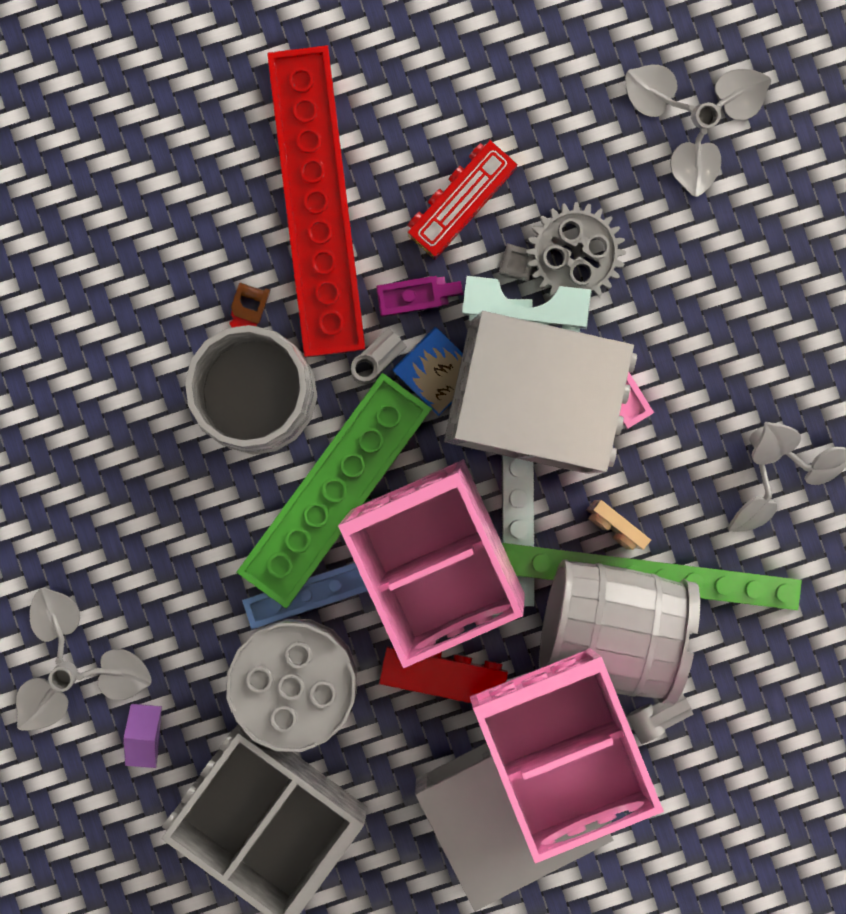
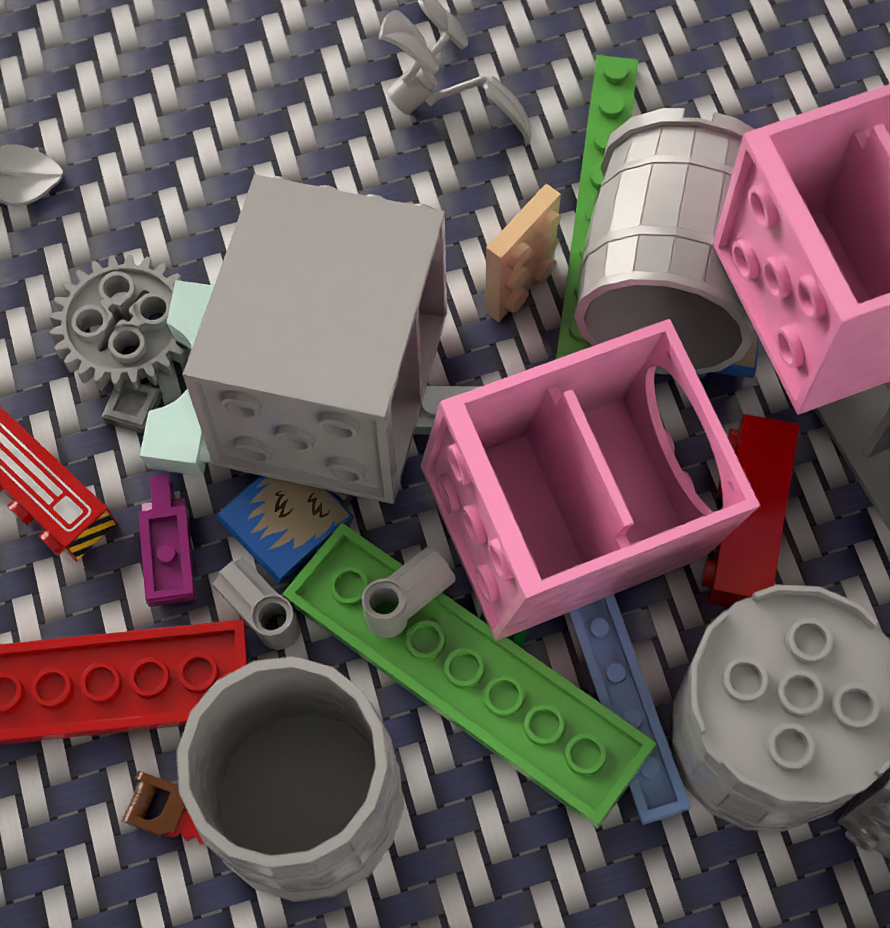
camera: 85 degrees left, 20 degrees down
(381, 455) = (408, 589): none -> light grey piece

